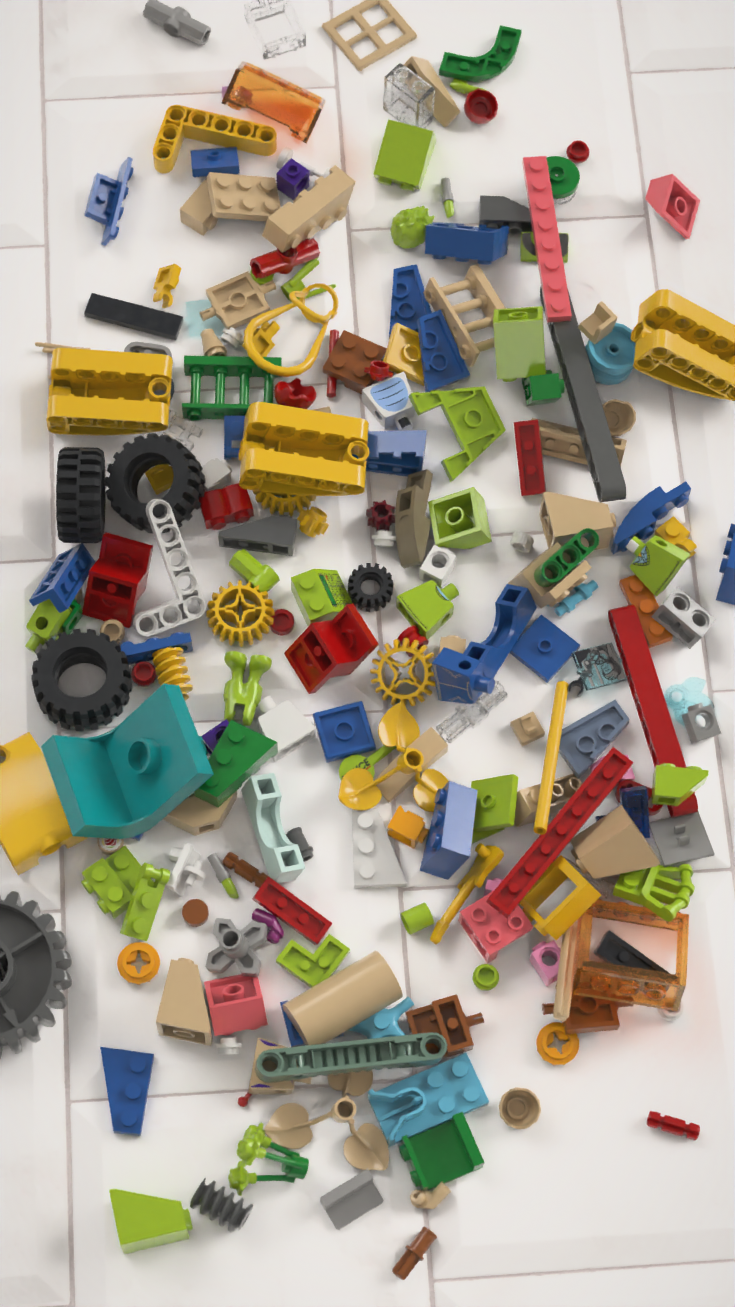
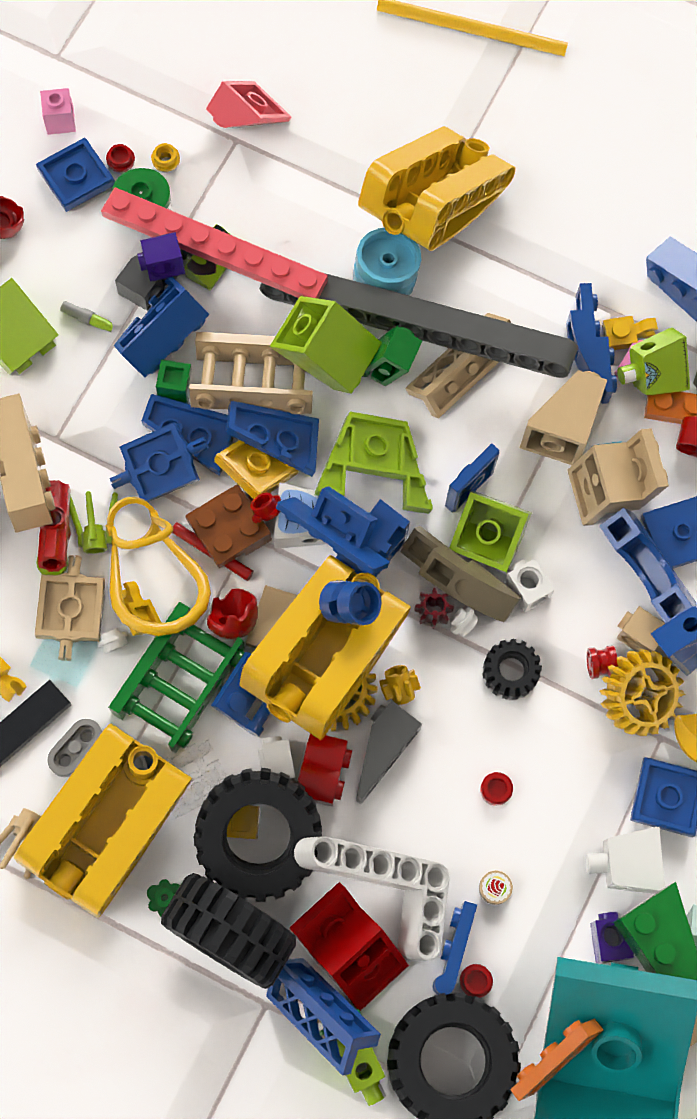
camera: 60 degrees left, 5 degrees up
(114, 630) = (404, 988): tan plate -> none
(114, 724) = (555, 1058): none -> orange plate
(170, 670) = (500, 948): yellow piece -> none
(211, 344) = (109, 668): tan cone -> none
(213, 655) = (495, 887): none -> tile
(230, 613) = (478, 836): yellow gear -> none
(244, 694) = (567, 883): lime piece -> none
(254, 571) = (430, 783): lime piece -> none
(319, 594) = (496, 729): lime slope -> none
(331, 648) = (570, 754): red bracket -> none
(336, 441) = (350, 602): none -> blue wheel
(370, 295) = (159, 462): none -> blue plate
(390, 415) = (339, 525): none -> blue bracket
(409, 227) = (100, 373): lime hair -> none
(427, 606) = (571, 622): lime torso -> none
(435, 267) = (173, 380): none -> green panel
(492, 486) = (472, 478): none -> blue plate
(513, 210) = (161, 257): none -> dark purple brick
(521, 541) = (547, 483): white axle -> none
(530, 457) = (459, 415): red plate -> none
(545, 131) = (75, 174): none -> blue plate
(574, 549) = (622, 447): green beam -> none
(583, 94) = (58, 111): none -> bright pink brick
(598, 324) = (361, 252): tan panel -> none
(601, 173) = (165, 150): none -> yellow plate
(619, 416) = (465, 297): tan hair -> none

